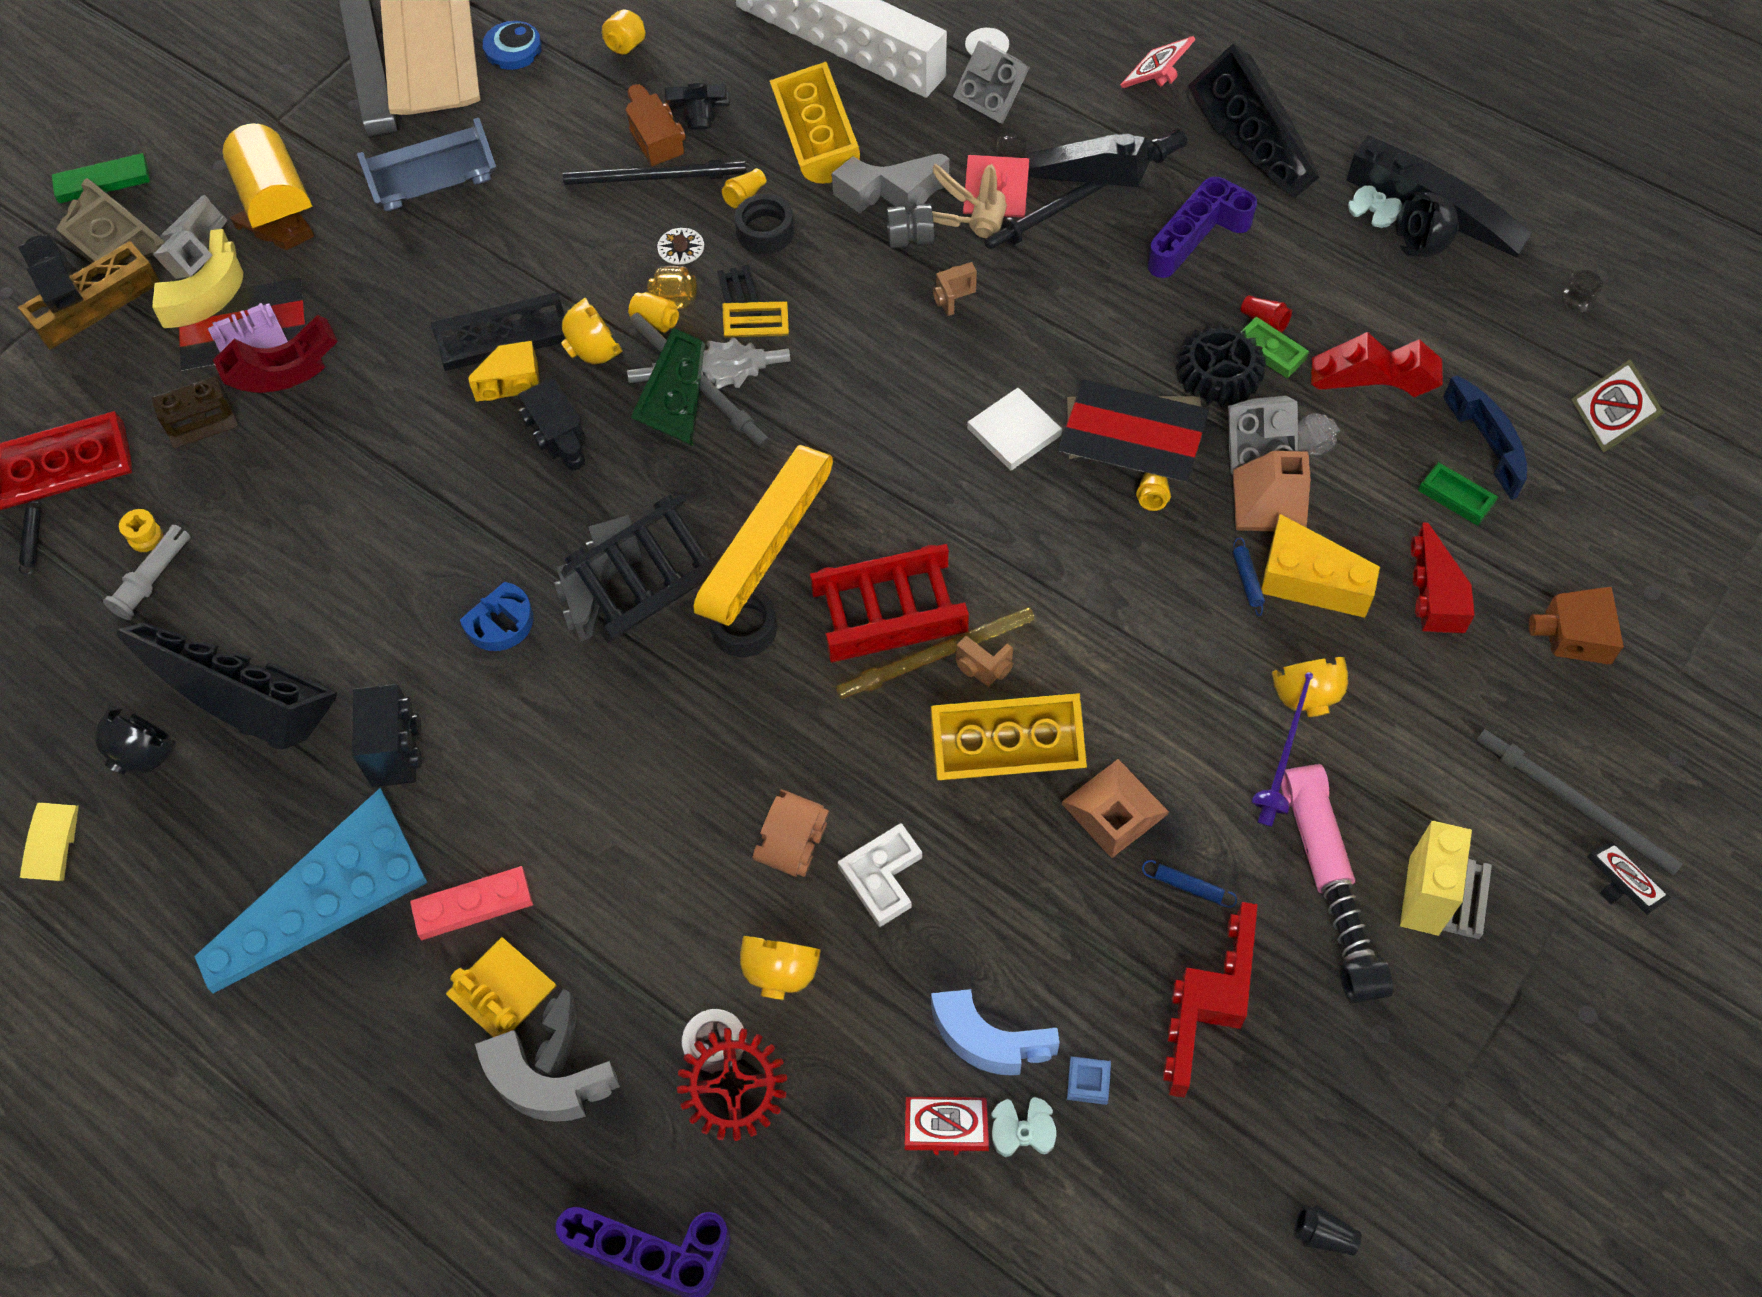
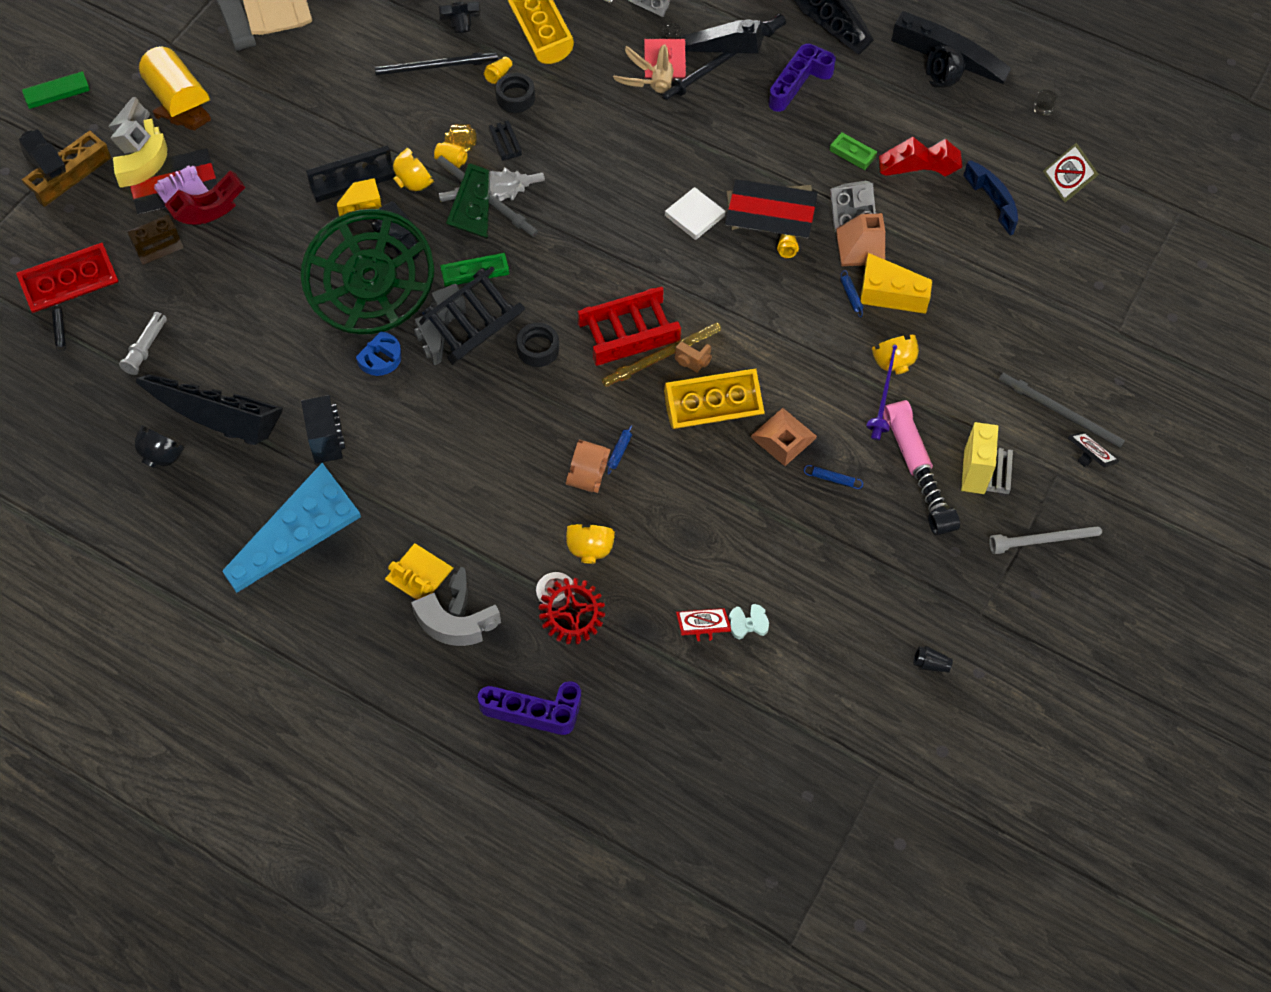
camera: 10 degrees left, 0 degrees up
(48, 841) = (114, 511): light yellow slope -> none
(101, 225) = (66, 123): dark tan wing -> none
(148, 534) = (138, 321): yellow wheel -> none
(428, 166) = (285, 67): sand blue windscreen -> none
(471, 903) = (391, 525): coral plate -> none
(486, 475) = (361, 263): none -> dark green dish
(640, 495) = (463, 271): none -> green tile
(653, 126) = (431, 32): dark orange hinge -> none
(680, 246) = (460, 111): piece -> none
(755, 332) = (500, 157): yellow tile -> none
(763, 535) = (545, 289): yellow beam -> none
(848, 806) = (619, 449): none -> blue piece
(873, 869) = (640, 486): white plate -> none
(900, 184) = (602, 61): light grey arch -> none
(910, 225) = (610, 88): dark grey wheel -> none
(954, 284) = (645, 124): medium nougat bracket -> none
(984, 1045) = (720, 577): light blue arch -> none
(1088, 1080) = (784, 592): medium blue tile -> none
(1211, 998) = (853, 539): red bracket -> none
(1227, 361) = (822, 164): black gear -> none
(1271, 312) = (849, 128): red cone -> none
(1317, 434) = (886, 203): clear gear -> none
(1385, 210) = (917, 58): light aqua piece -> none
(1444, 590) = (972, 291): red slope -> none
(1458, 493) = (977, 234): green tile -> none
(1459, 1029) = (1000, 543): none -> light grey piece
(1581, 625) = (1057, 307): dark orange torso -> none

